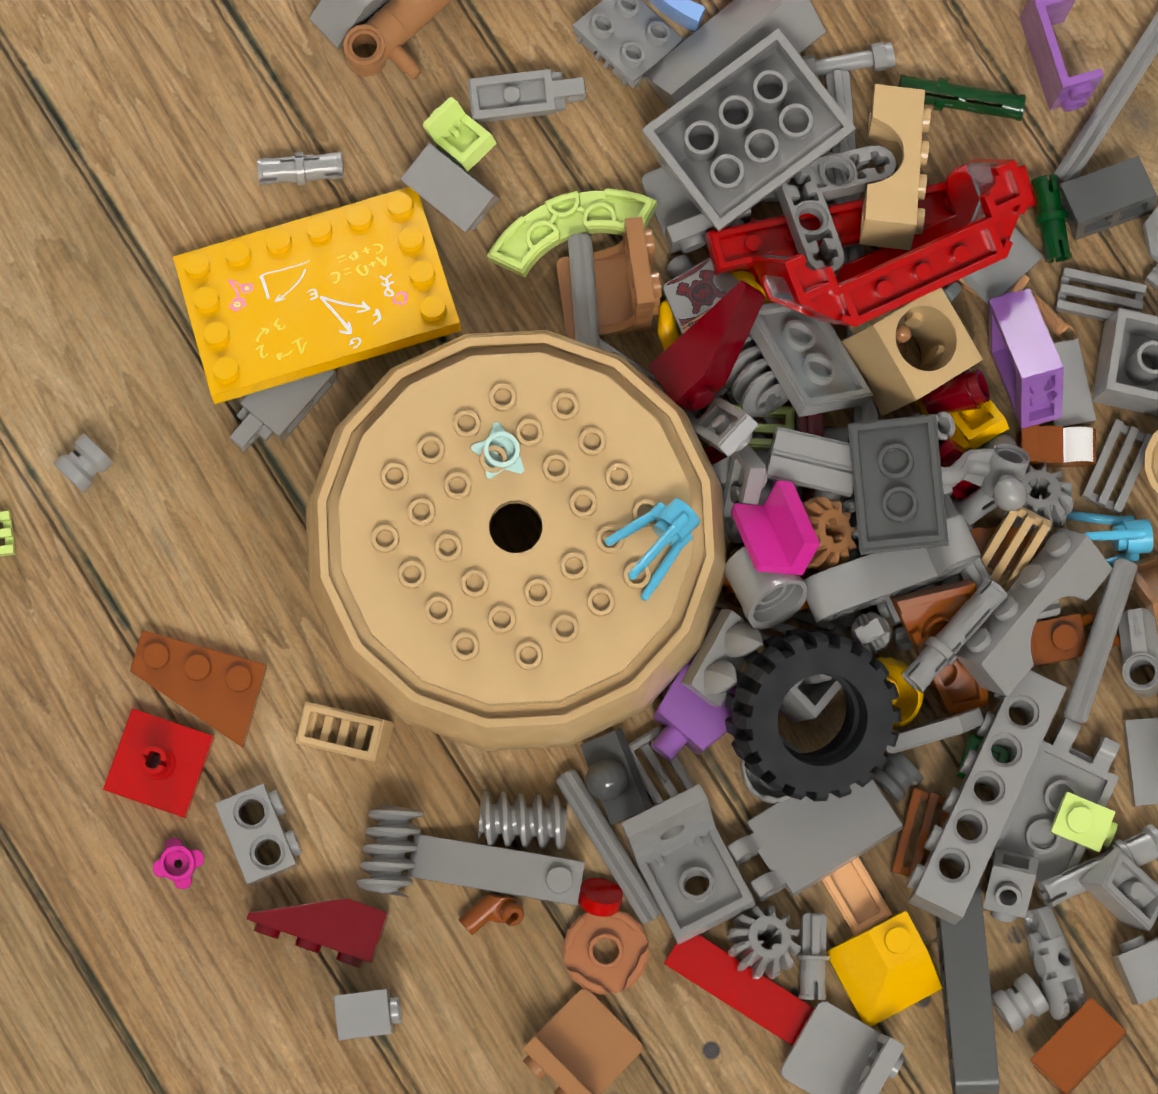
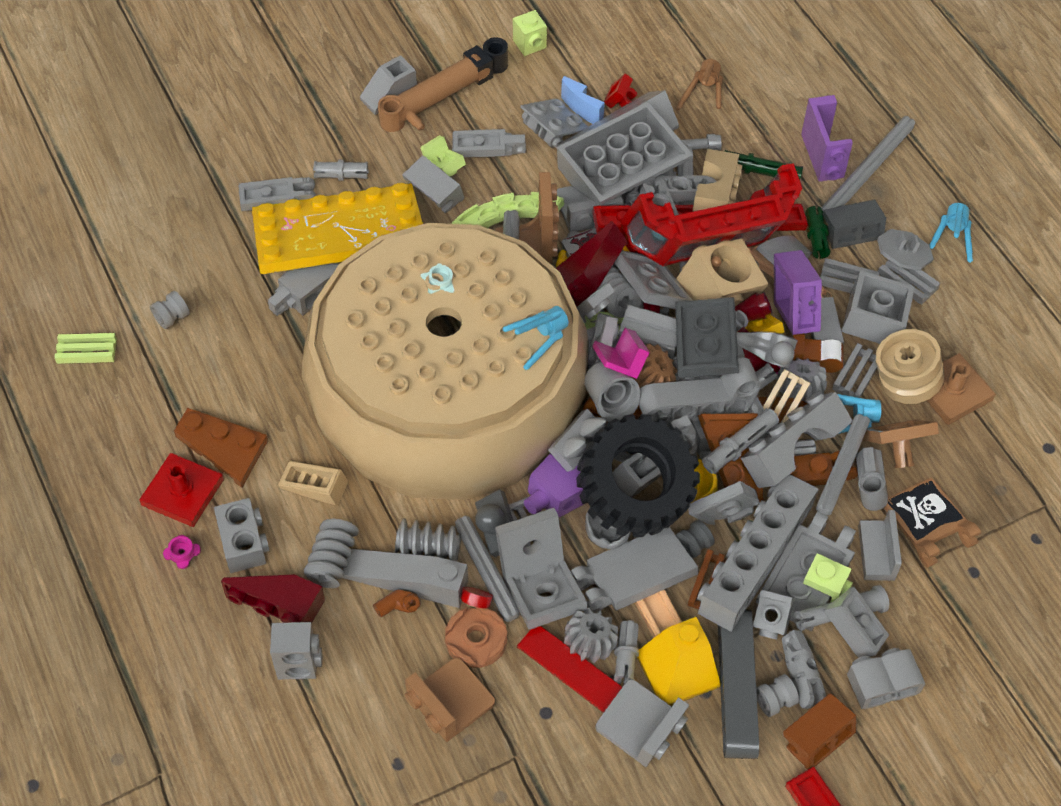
camera: 10 degrees right, 25 degrees down
(203, 225) = (275, 191): none -> light grey hinge

